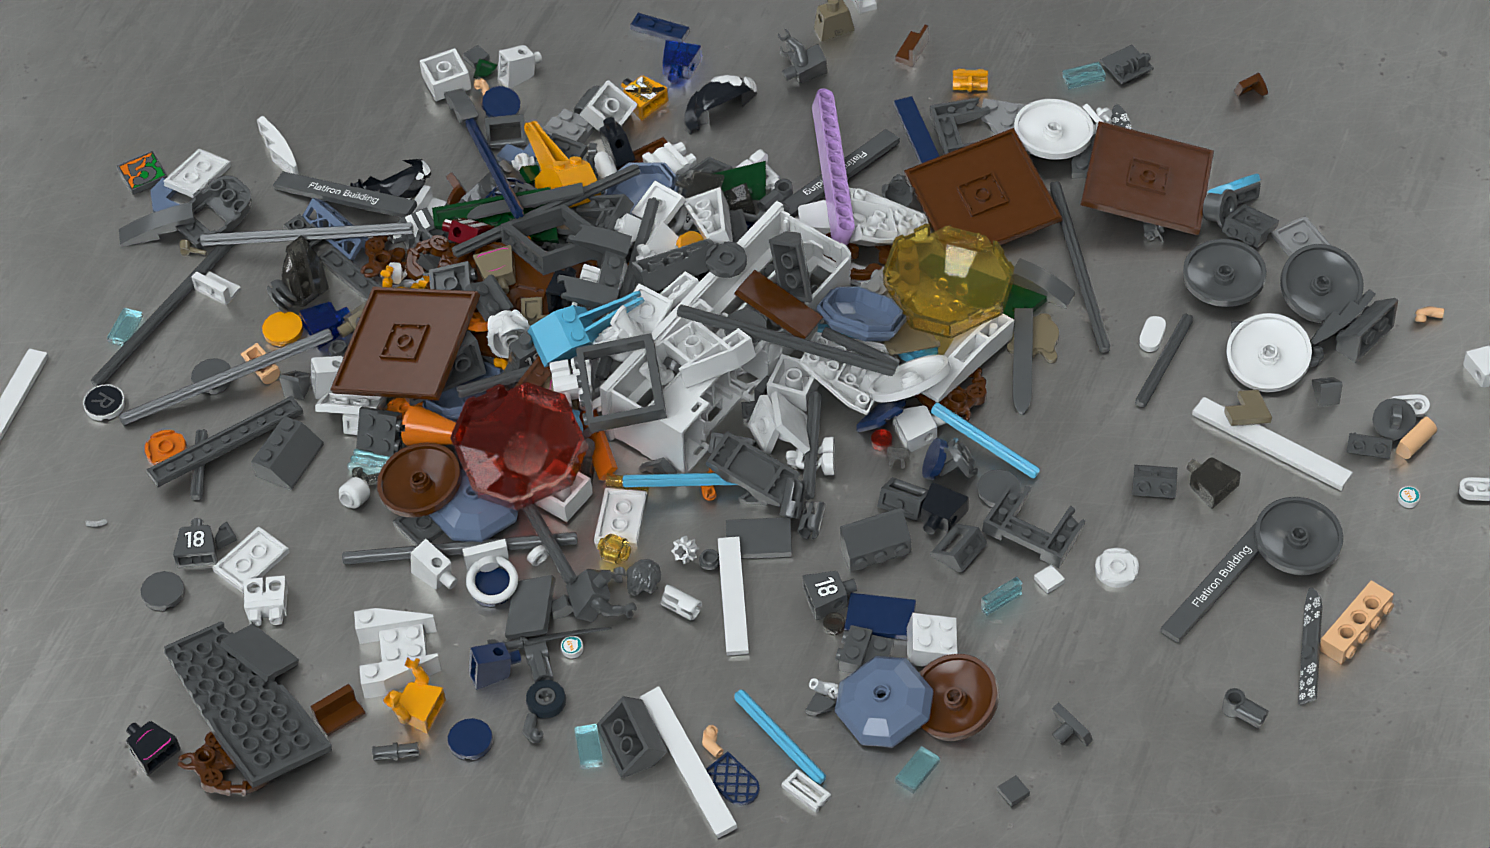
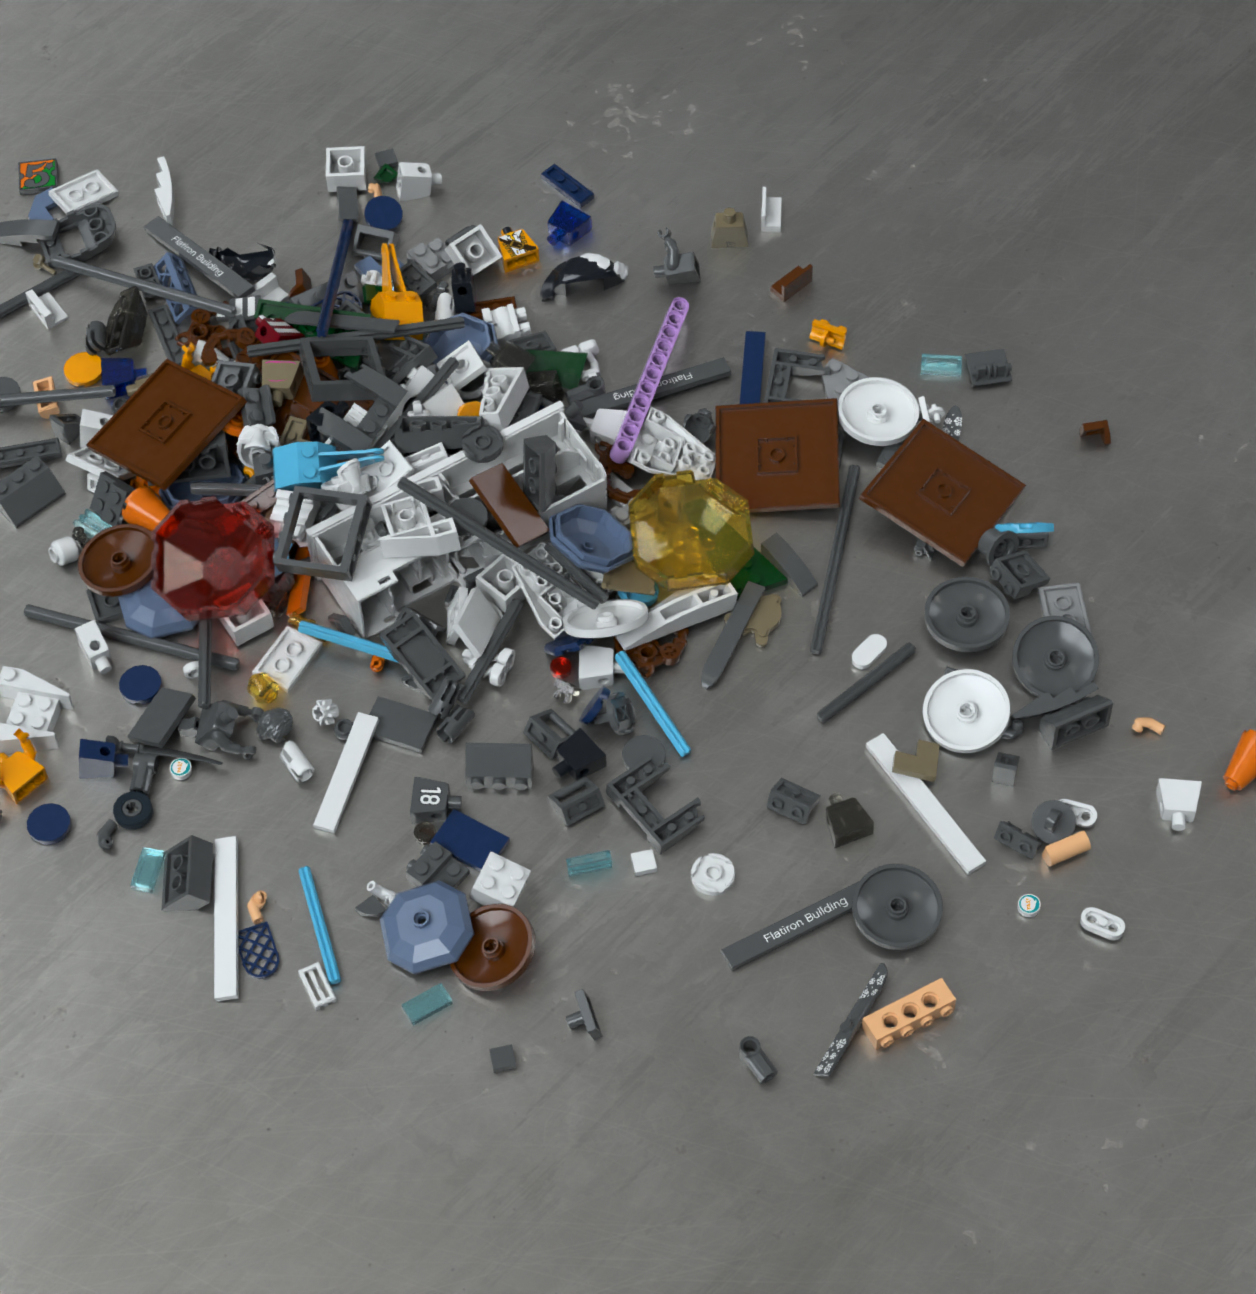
camera: 20 degrees right, 5 degrees up
(485, 559) = (142, 657): white tile -> none

